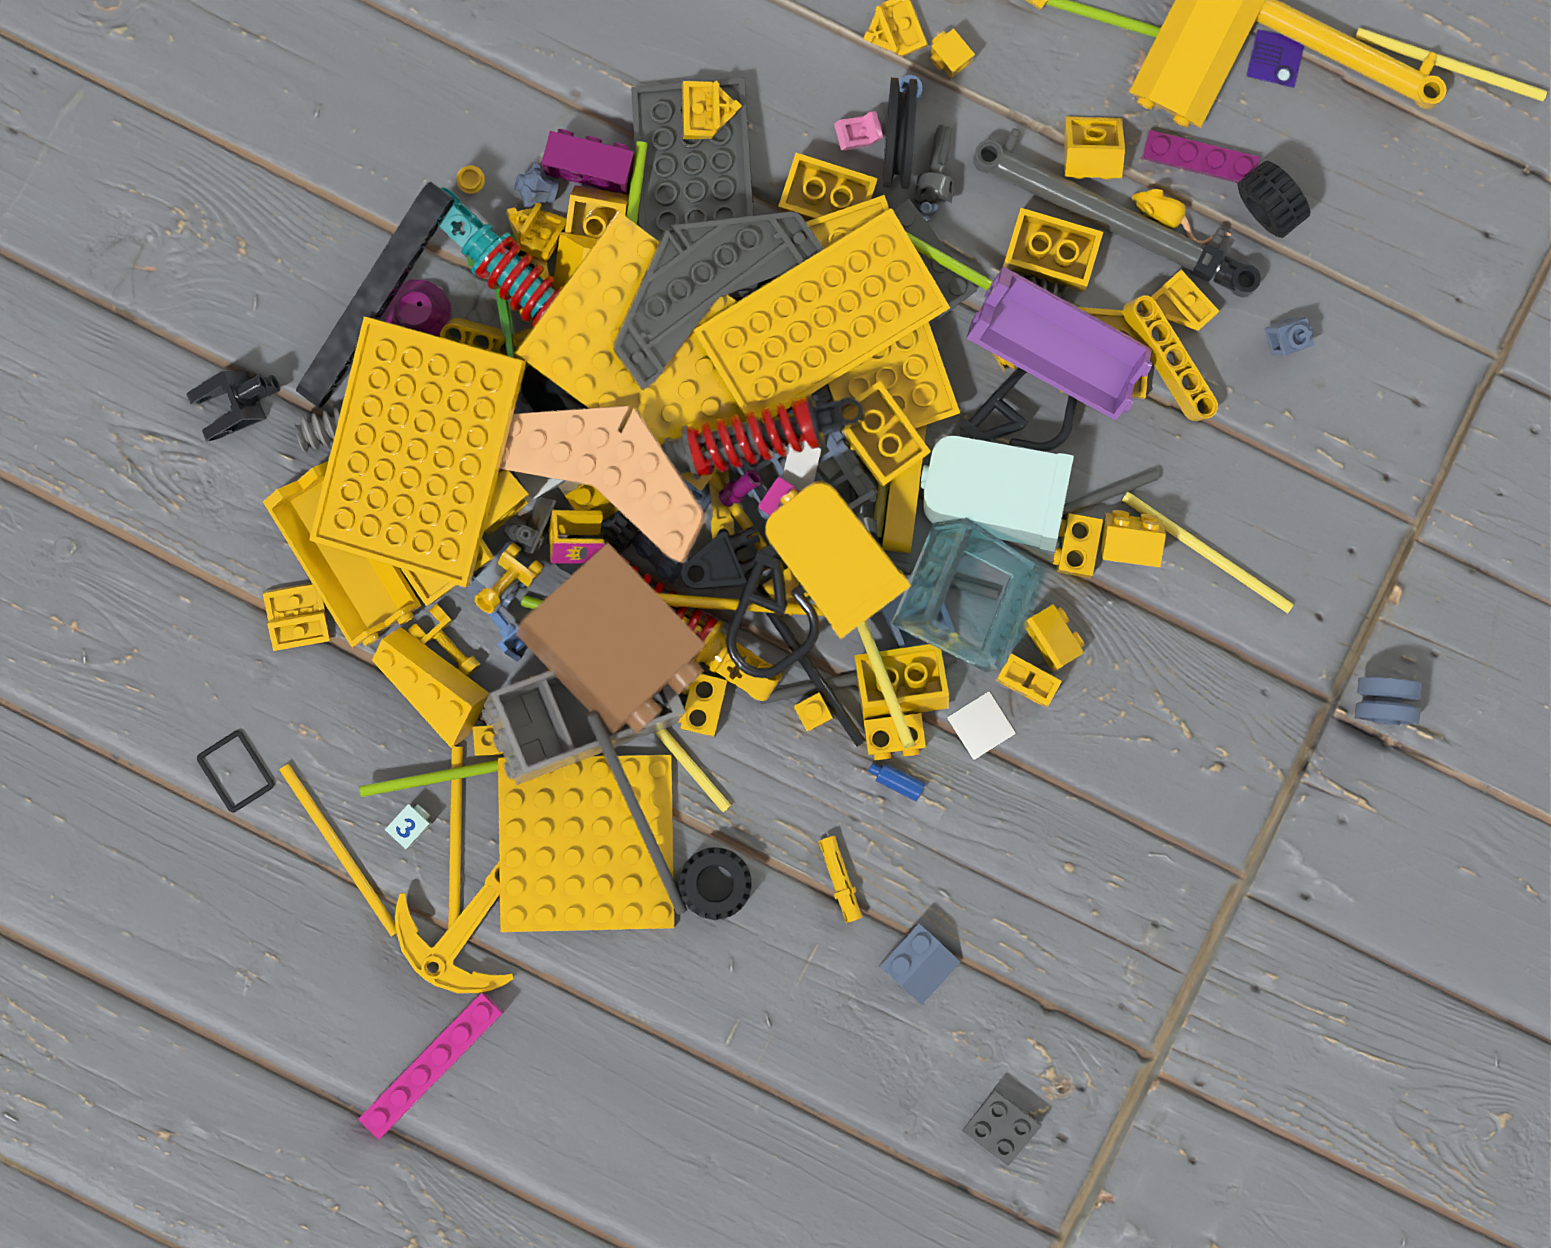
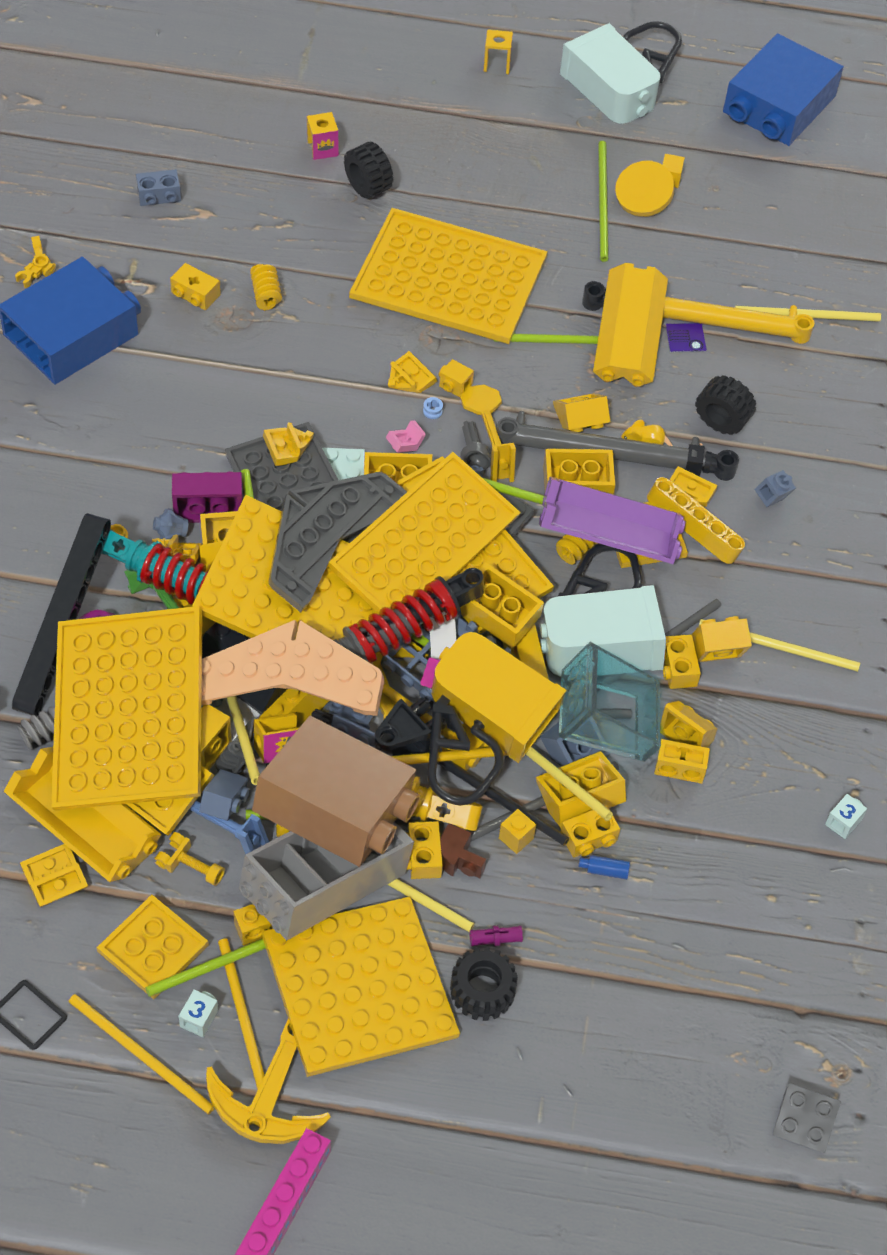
camera: 20 degrees left, 30 degrees down
(380, 734) = (152, 944): none -> yellow plate
(431, 685) = (192, 892): yellow wedge -> none
(489, 599) = (220, 795): yellow bar -> none
(534, 542) = (243, 739): none -> light yellow piece
(636, 812) = (399, 931): dark grey piece -> none
(729, 823) = (496, 935): none -> magenta pin
(733, 714) = (455, 855): none -> copper brick
(736, 490) = (398, 679): magenta pin -> none
(772, 150) = (346, 462): none -> light aqua plate
(842, 885) = (594, 962): yellow pin -> none
(900, 133) = (439, 417): black tyre -> none
(919, 963) = (680, 1002): sand blue slope -> none
(974, 94) = (484, 401): none -> yellow piece
(981, 725) = (656, 811): white sticker -> none
(1191, 798) = (846, 816): none -> light aqua brick
(1198, 157) = (656, 403): magenta plate -> none

